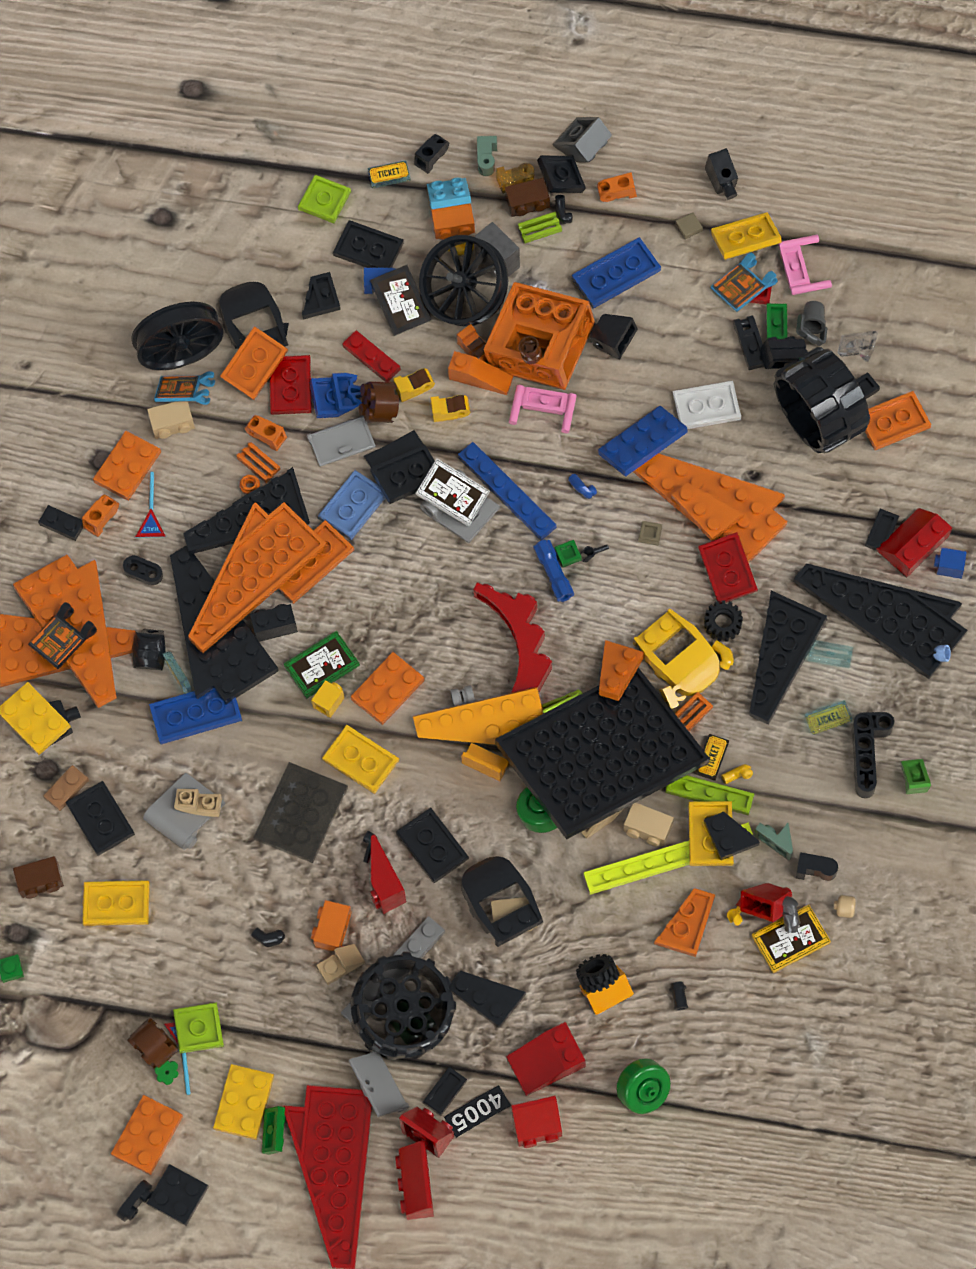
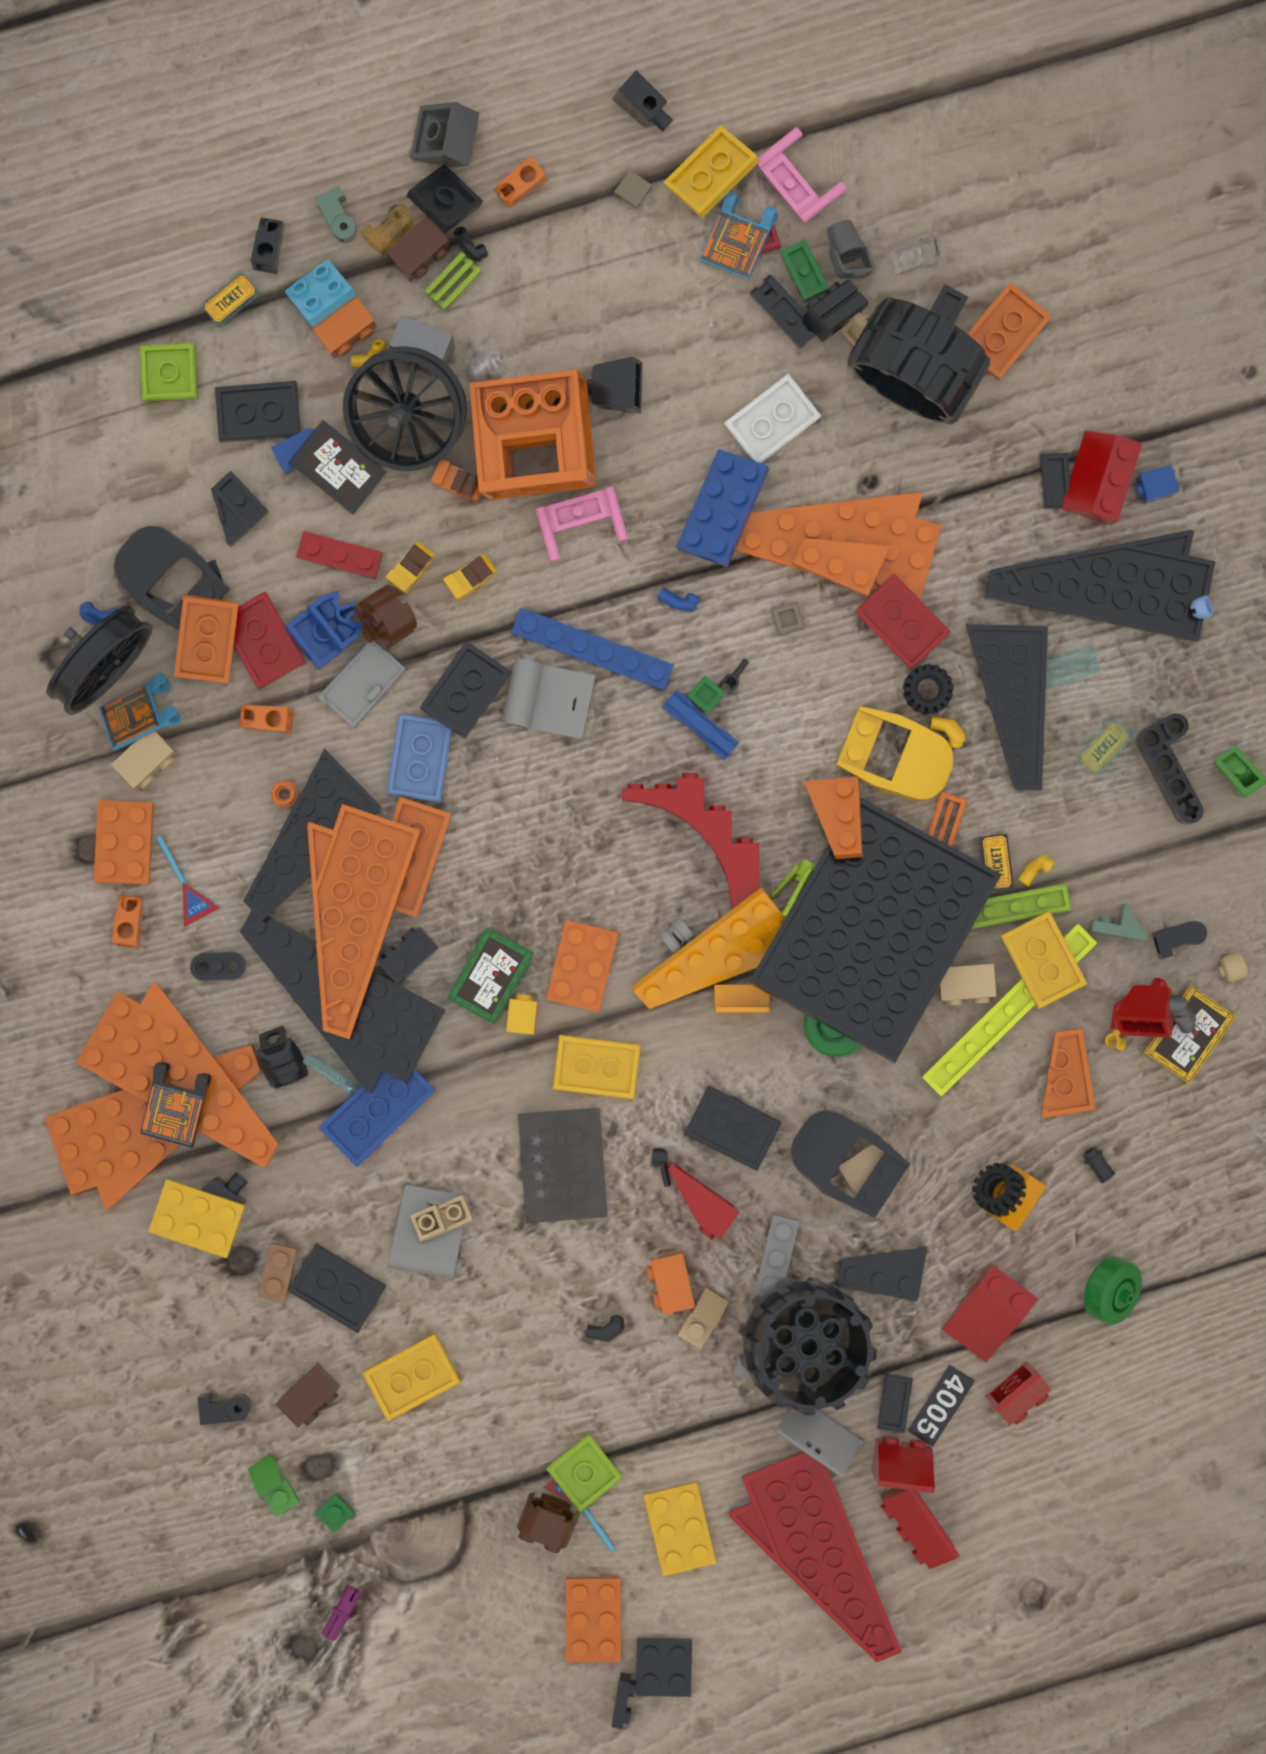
camera: 30 degrees left, 20 degrees up
(61, 523) = (87, 953): black plate -> none
(167, 1078) = (578, 1541): green plant -> none
(246, 451) = (256, 754): orange tile -> none
(273, 1130) = (731, 1546): green plate -> none
(398, 447) = (432, 663): black sticker -> none
(452, 492) = (534, 690): tile -> none
(478, 373) = (483, 515): orange slope -> none
(530, 350) = (537, 468): reddish brown wheel -> none
(616, 272) = (578, 298): blue plate -> none
(669, 696) = (914, 815): yellow tile -> none
(729, 836) = (1068, 956): black wing -> none

